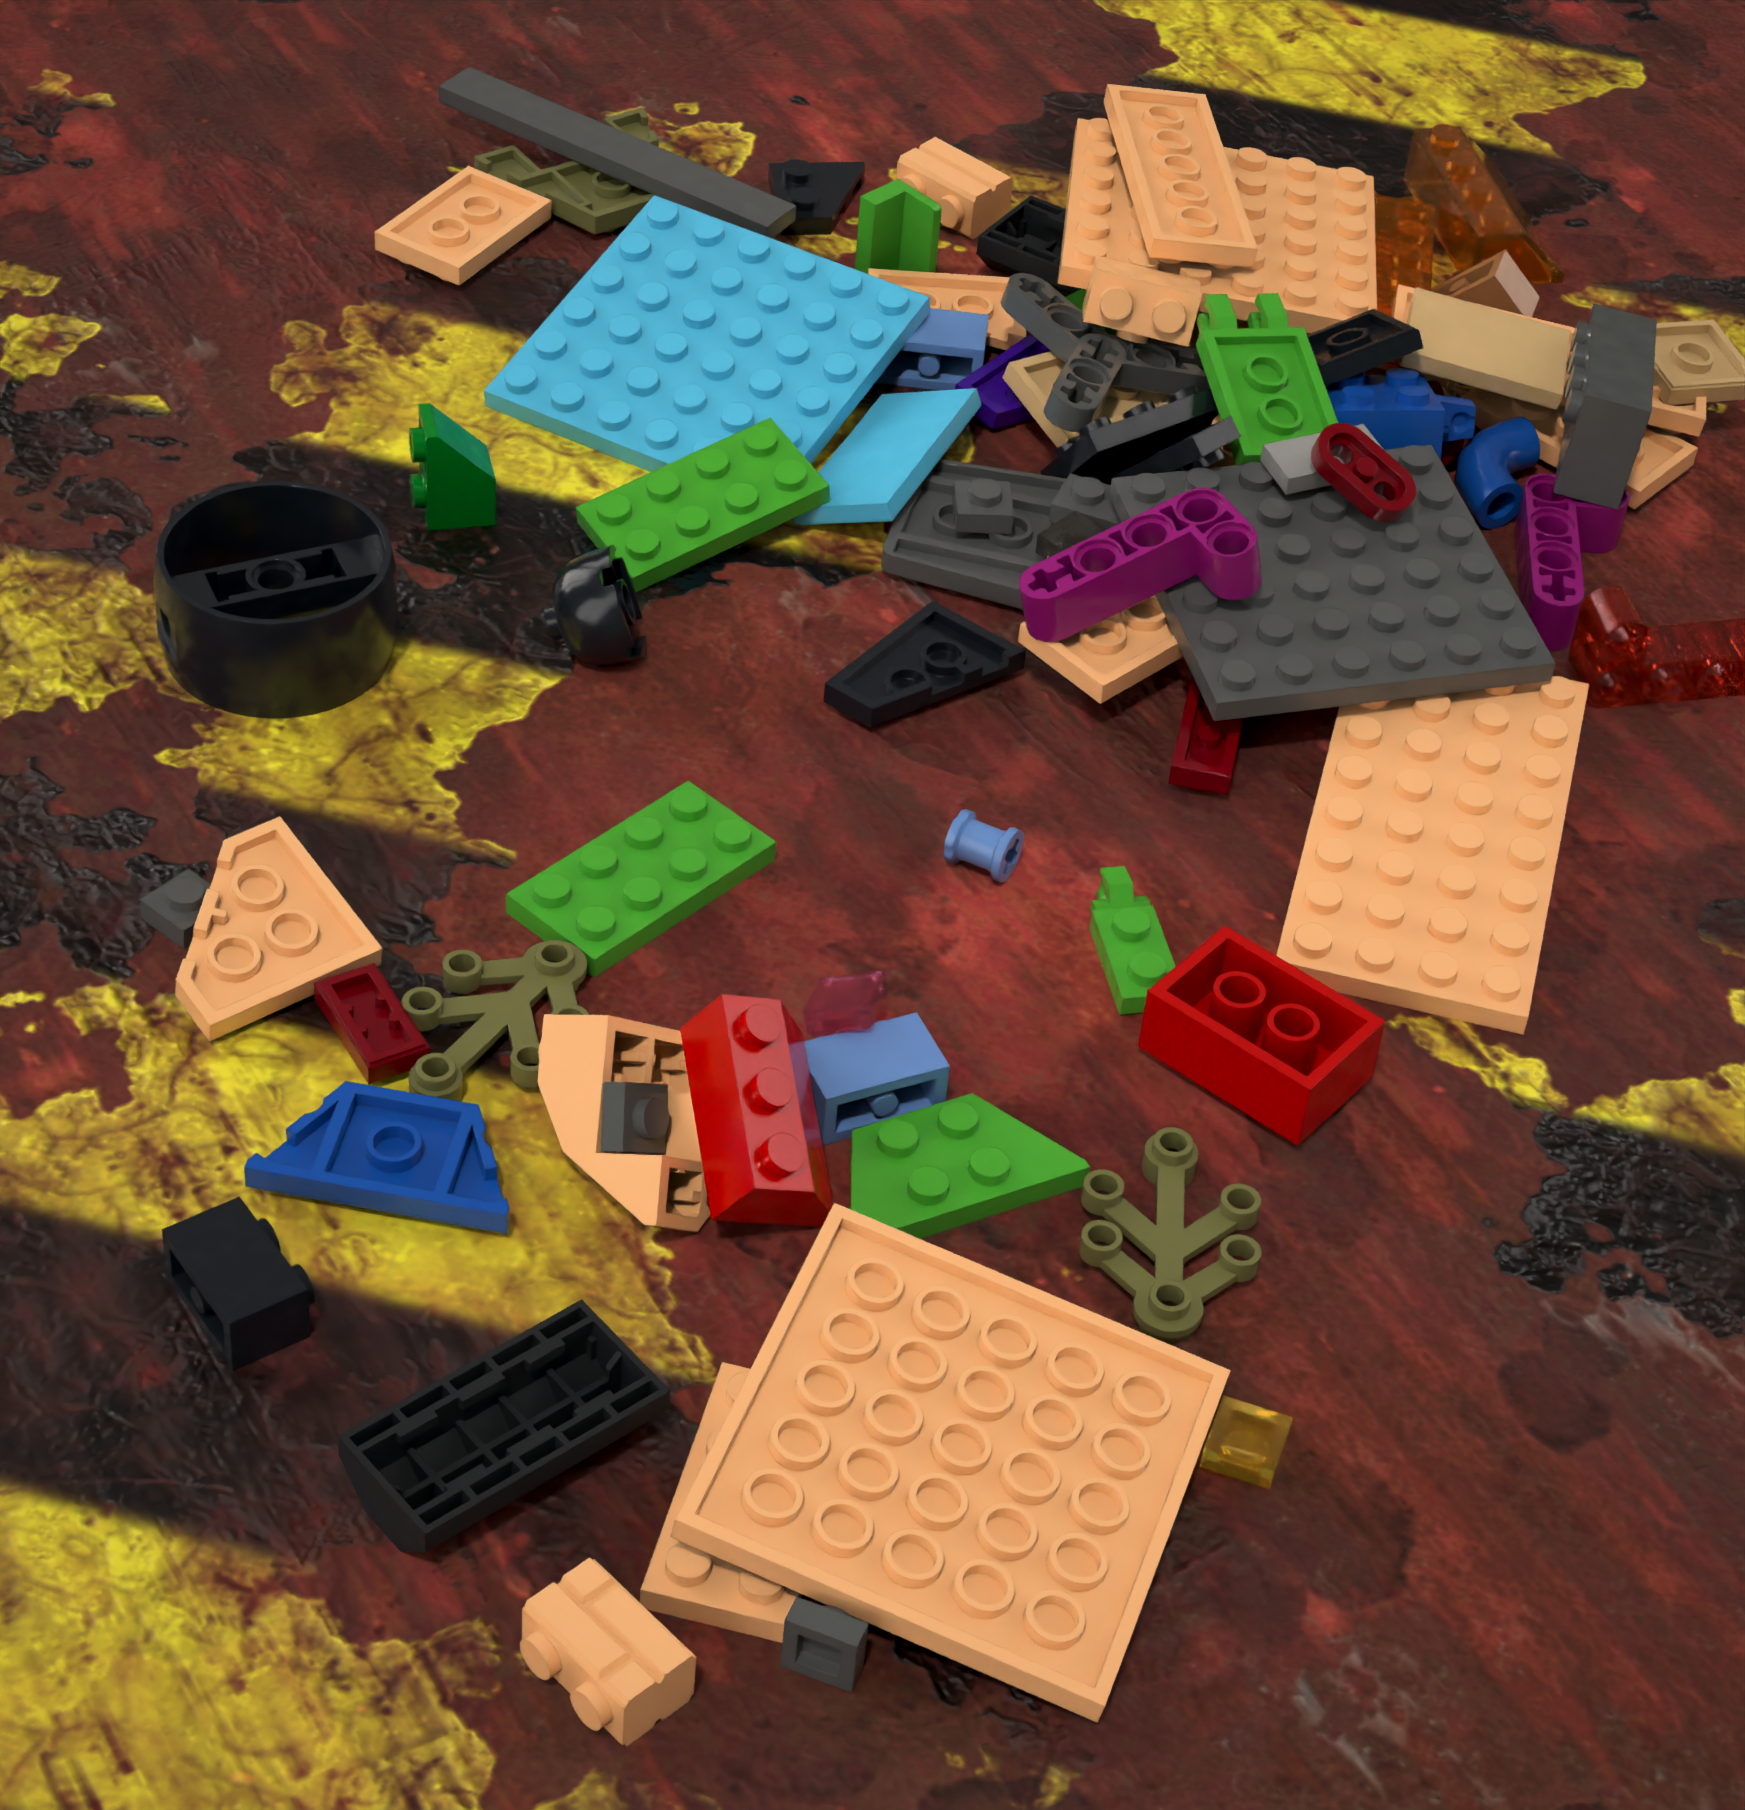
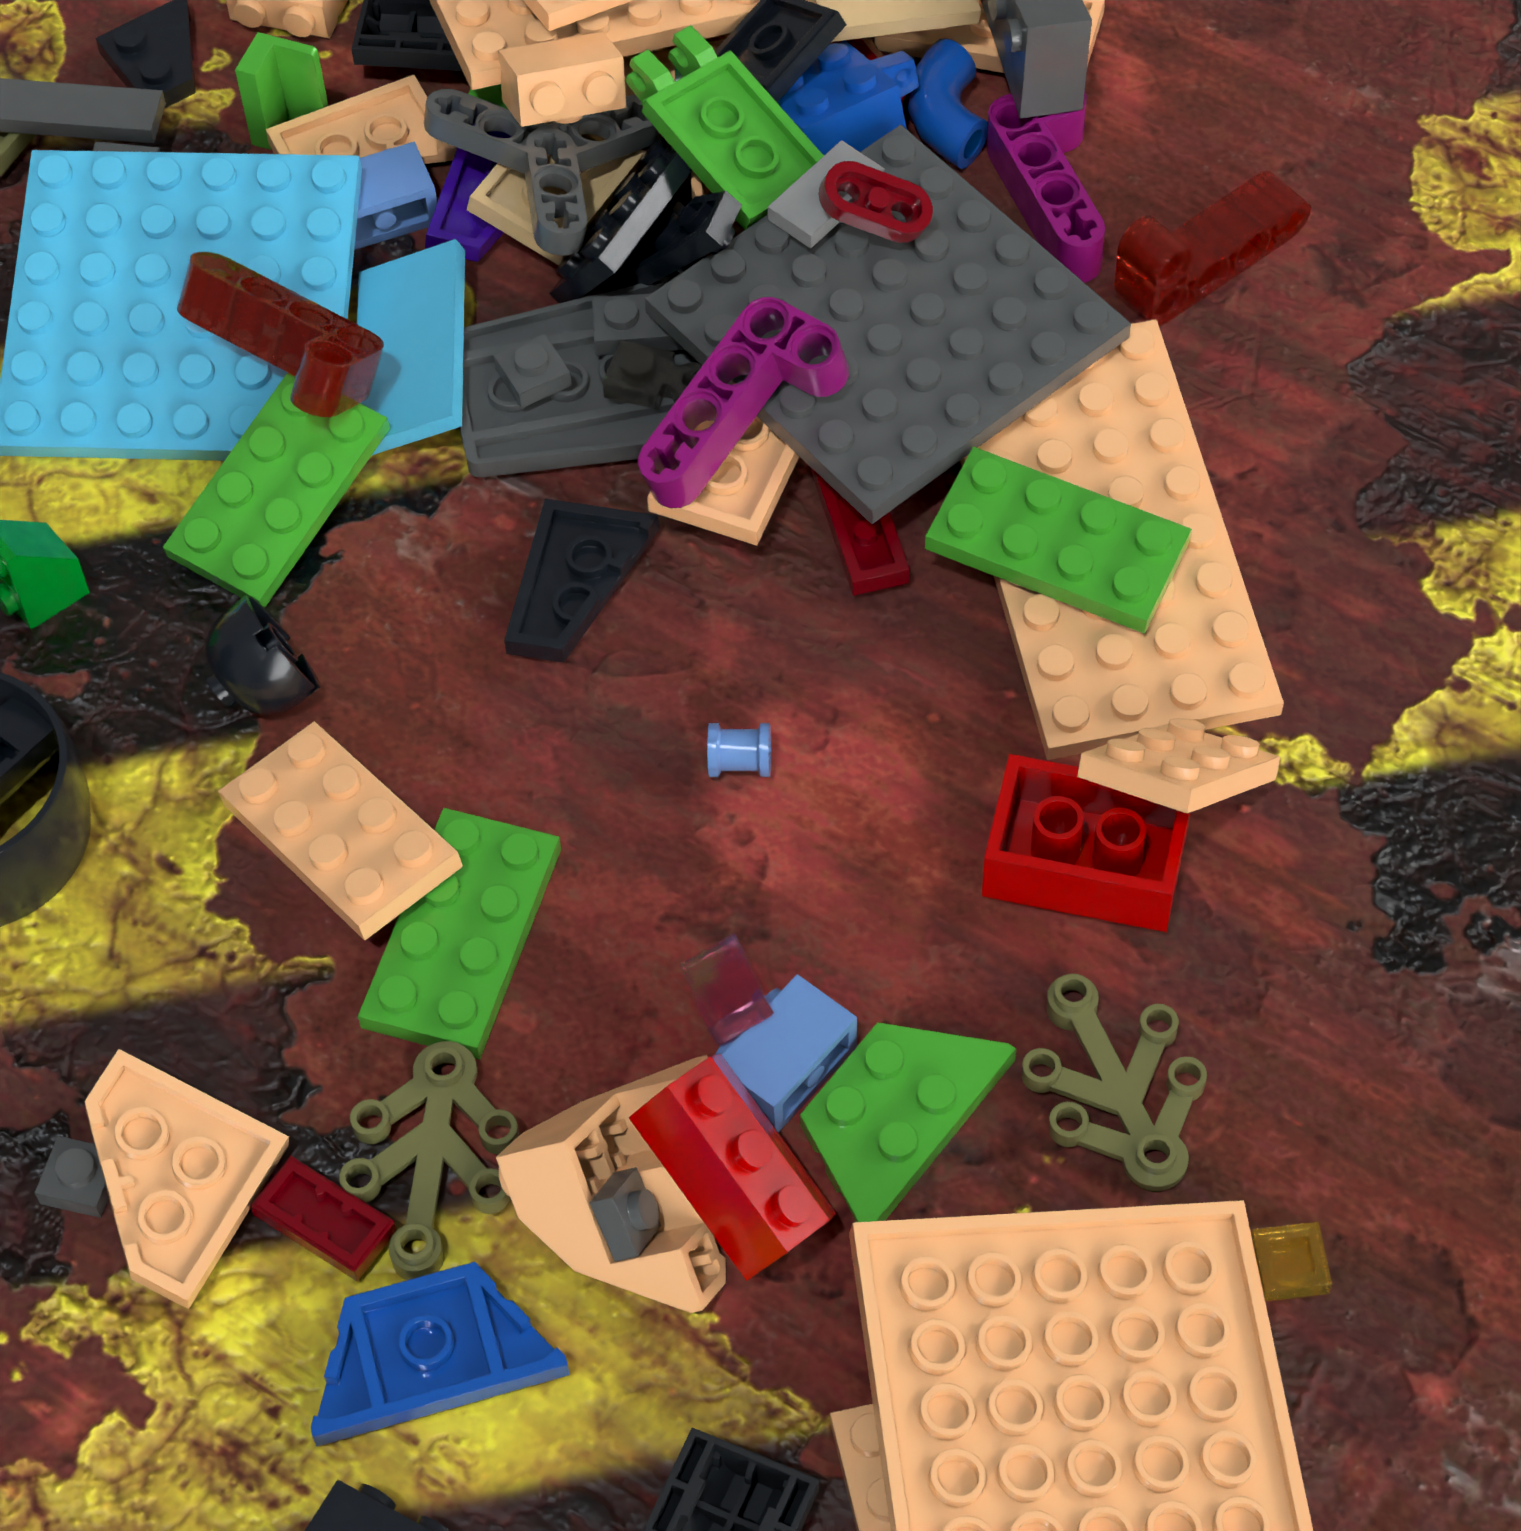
camera: 20 degrees left, 15 degrees up
(585, 756) = (340, 830): none -> light nougat plate
(795, 405) = (324, 351): none -> clear red beam
(1128, 940) = (920, 792): bright green hinge -> none
(1371, 993) = (1180, 765): none -> light nougat plate
(1384, 801) = (1058, 539): none -> bright green plate

